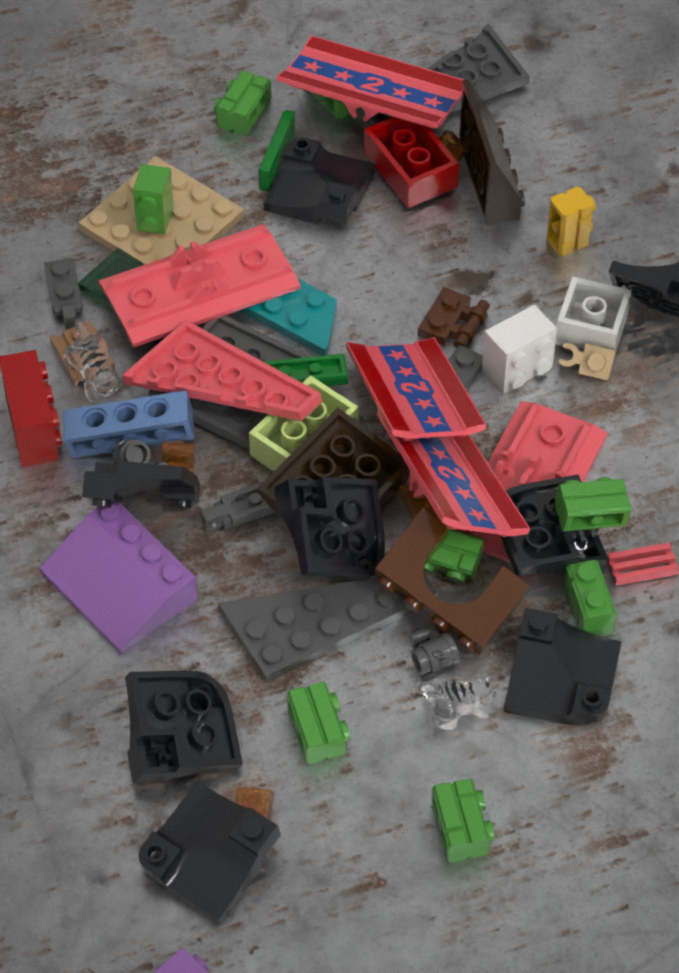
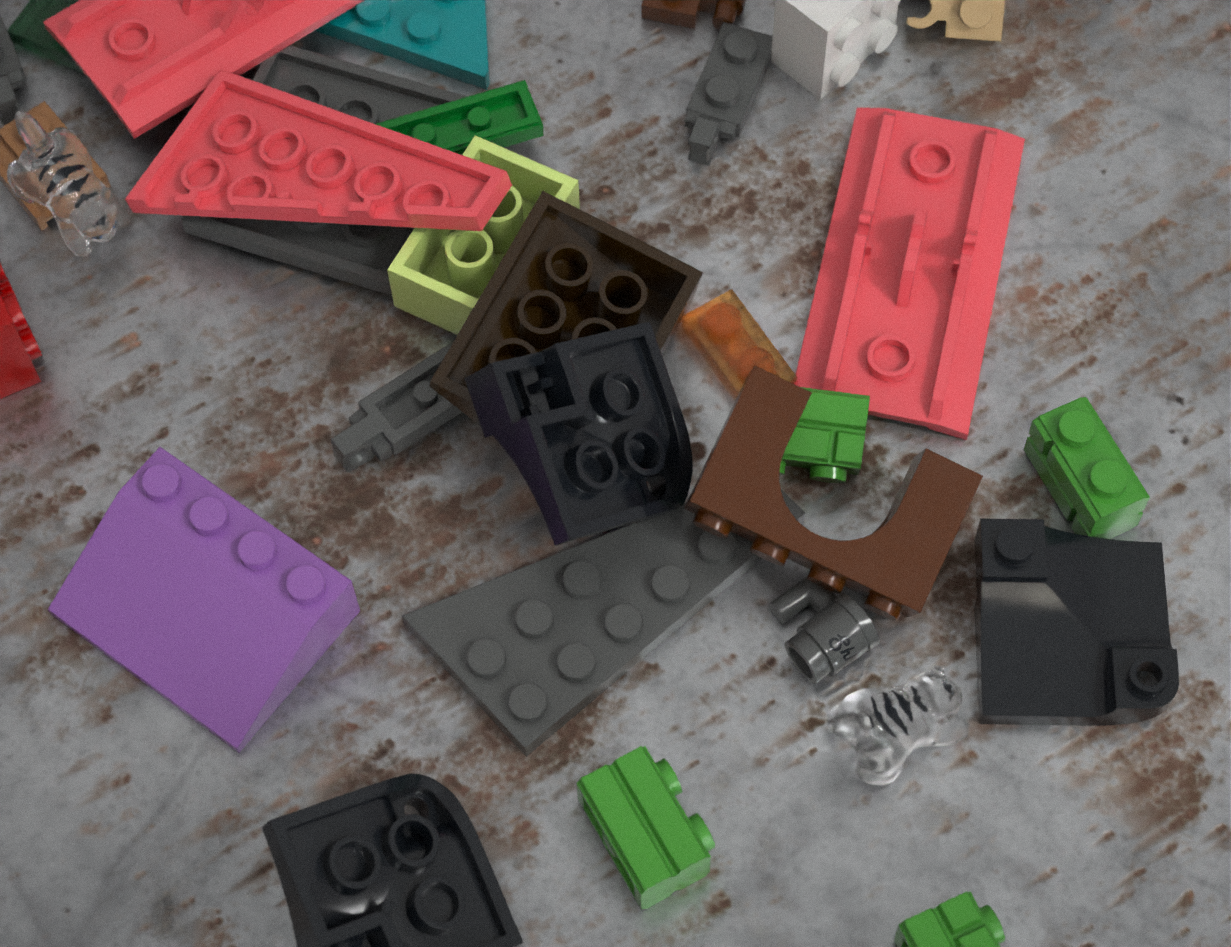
camera: 10 degrees left, 10 degrees up
(114, 481) = (160, 417): black slope -> none
(133, 452) = (184, 353): dark grey piece -> none
(147, 419) = (189, 296): medium blue brick -> none
(179, 454) = (263, 335): clear orange plate -> none
(416, 390) = (679, 130): hinge -> none
(459, 484) = (791, 289): hinge -> none
(546, 545) = (978, 348): black slope -> none
(592, 504) = (1058, 293): bright green brick -> none
(640, 560) = (1196, 359): coral tile -> none

